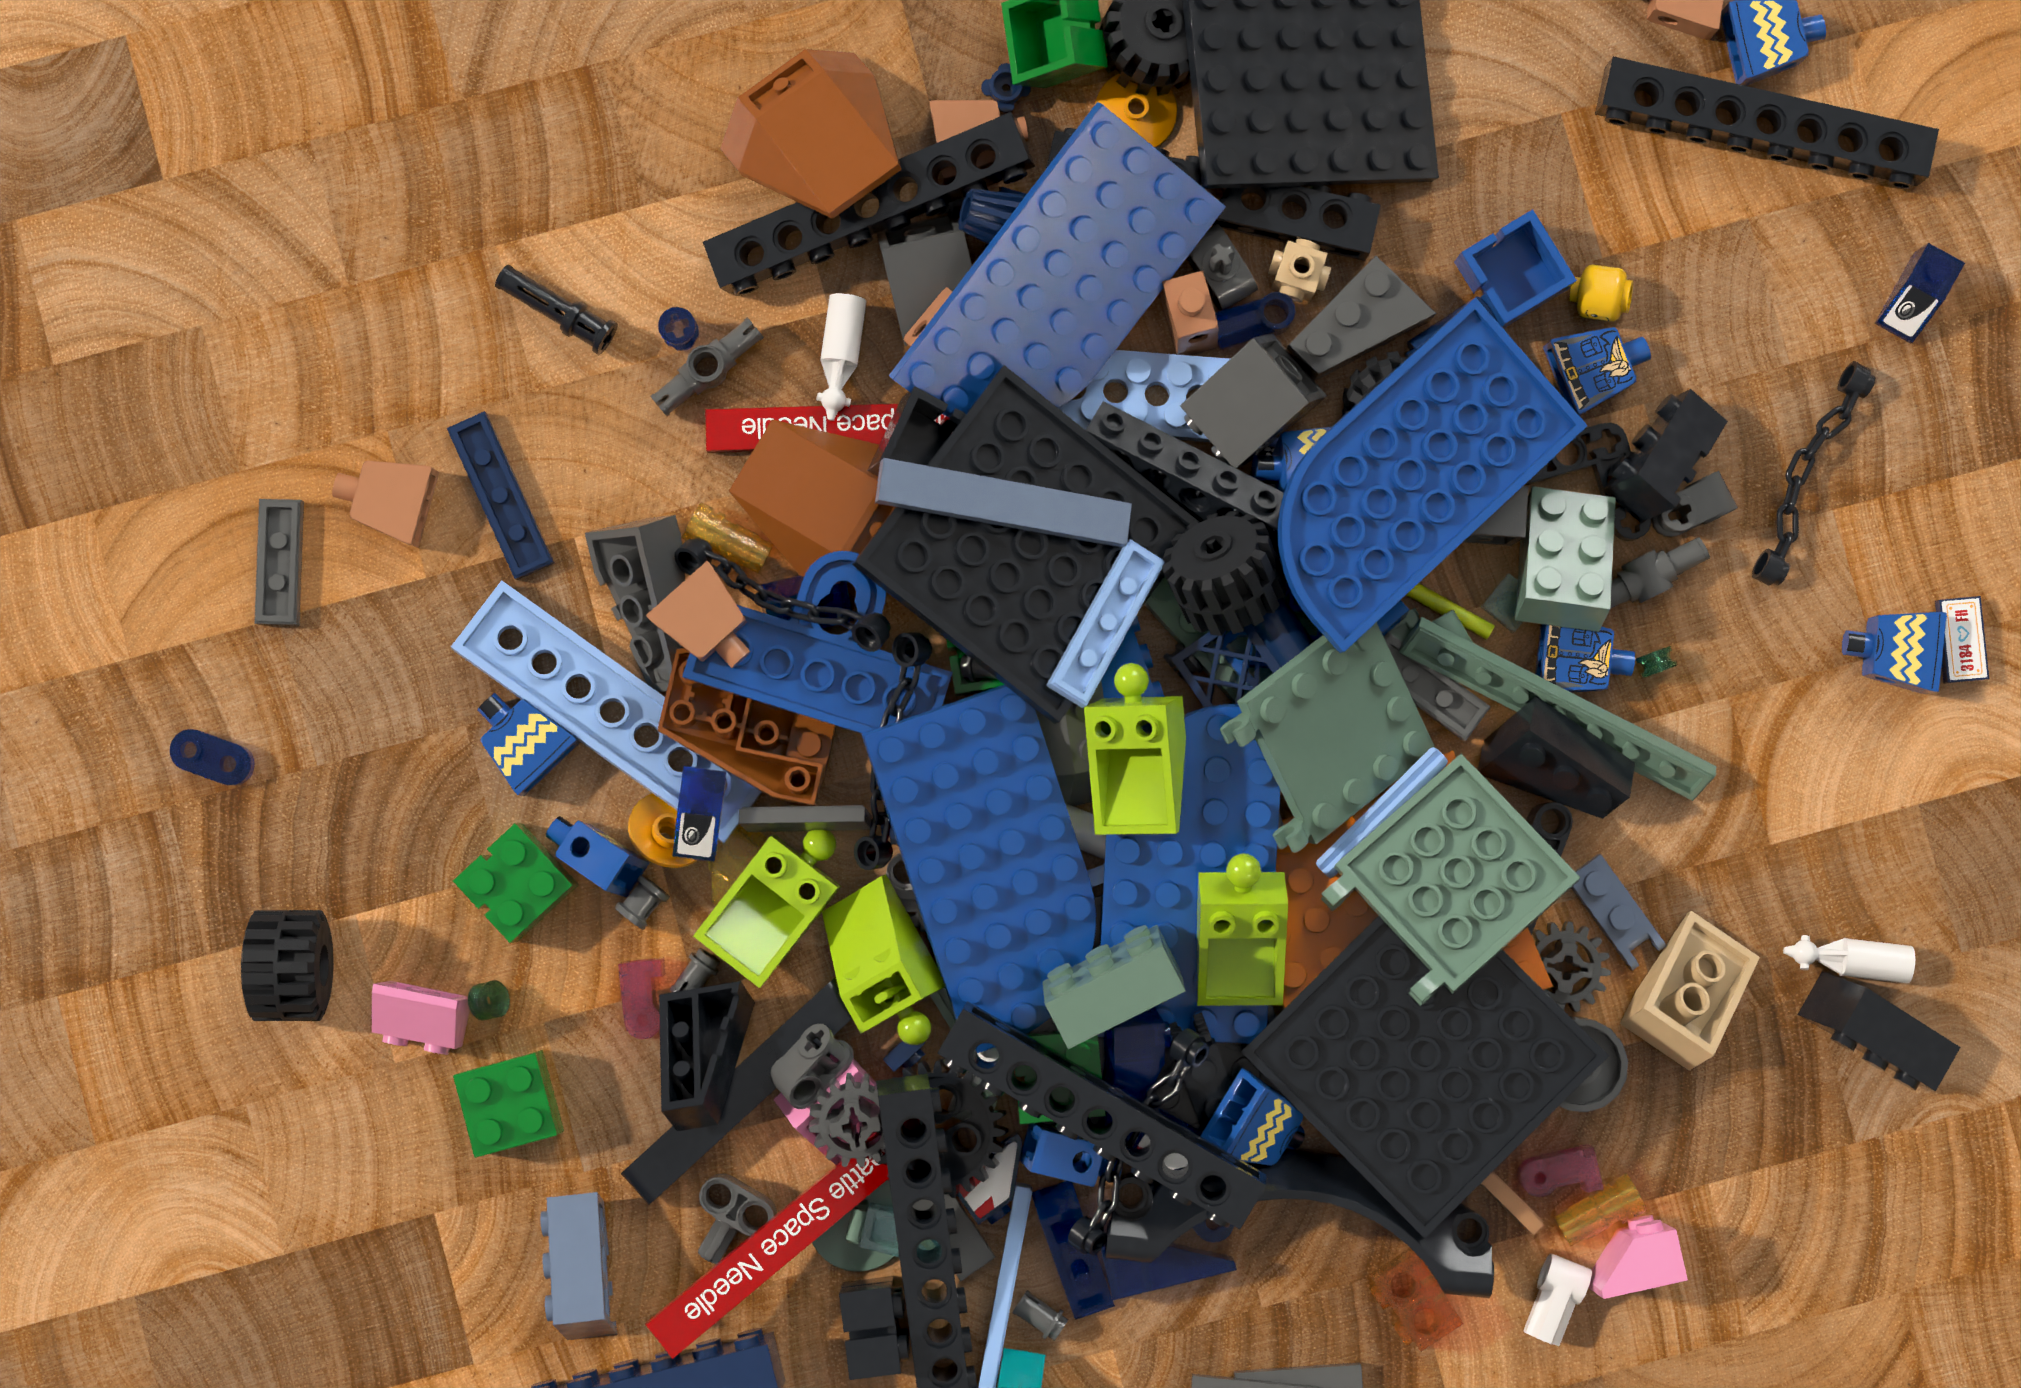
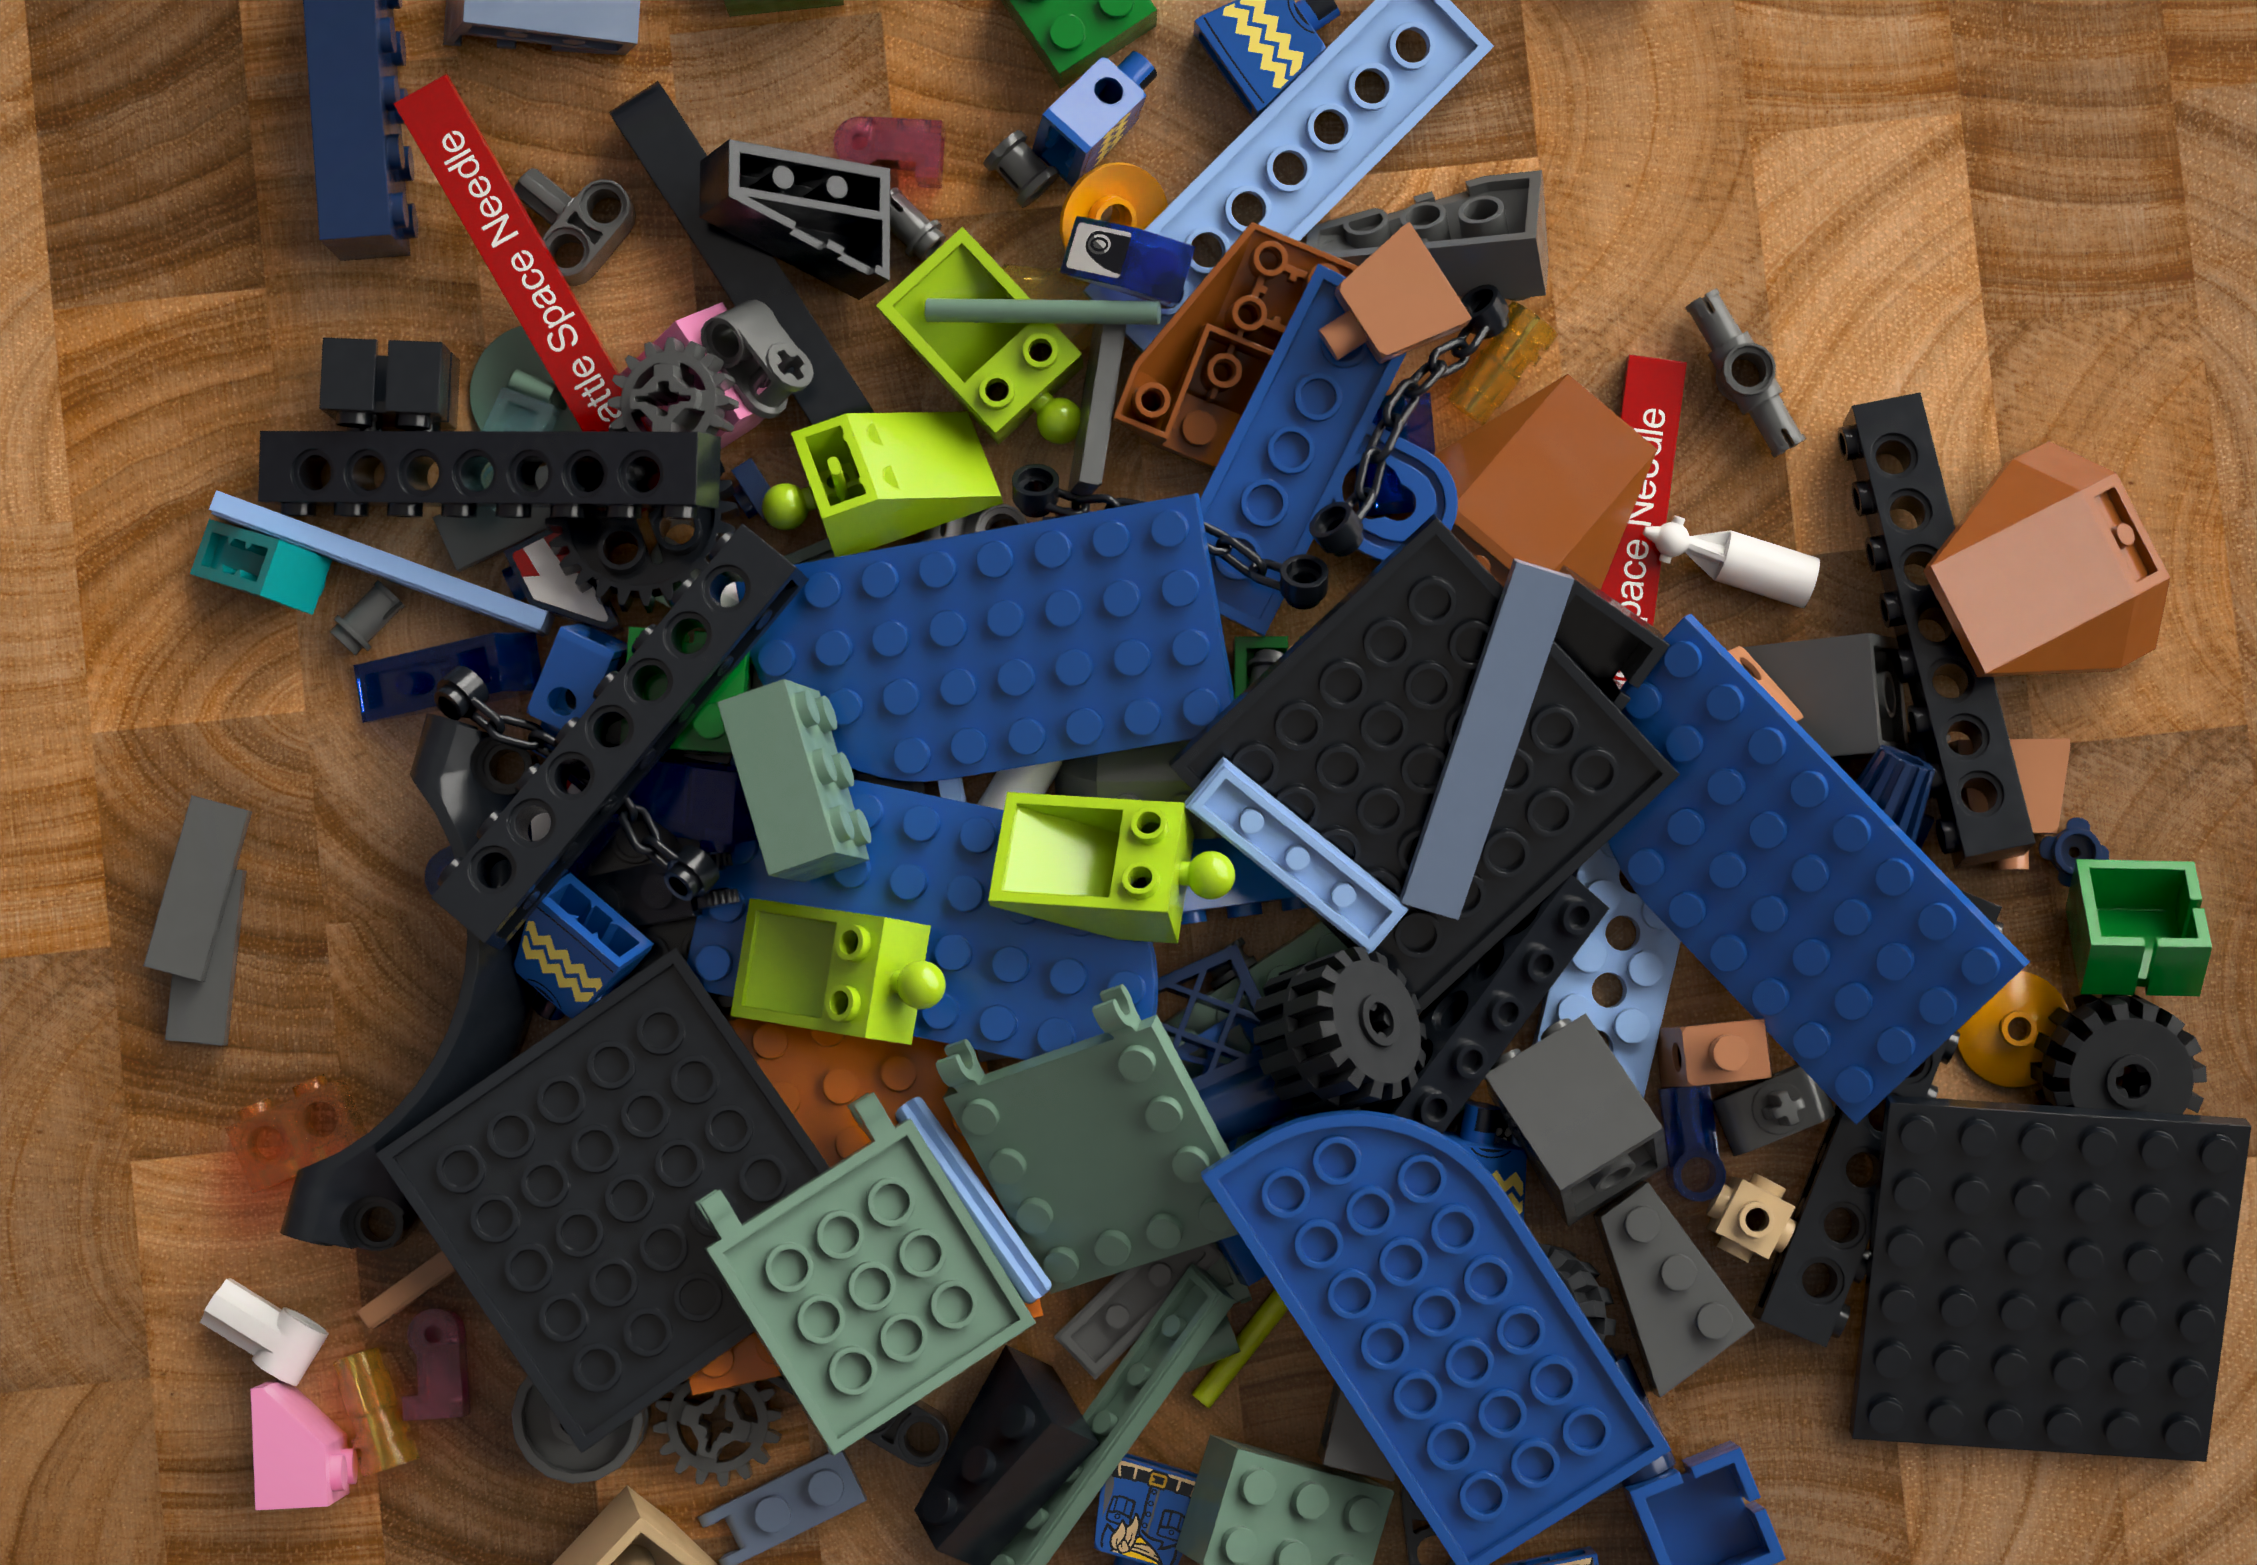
camera: 100 degrees right, 0 degrees up
(500, 495) = (1611, 65): dark blue tile -> none
(570, 323) = (1843, 200): black pin -> none
(666, 325) = (1814, 328): clear blue bush -> none
(745, 867) = (1043, 311): none -> sand green bar
(1173, 1267) = (400, 807): clear blue slope -> none
(1502, 603) = (1238, 1423): clear light blue plate -> none

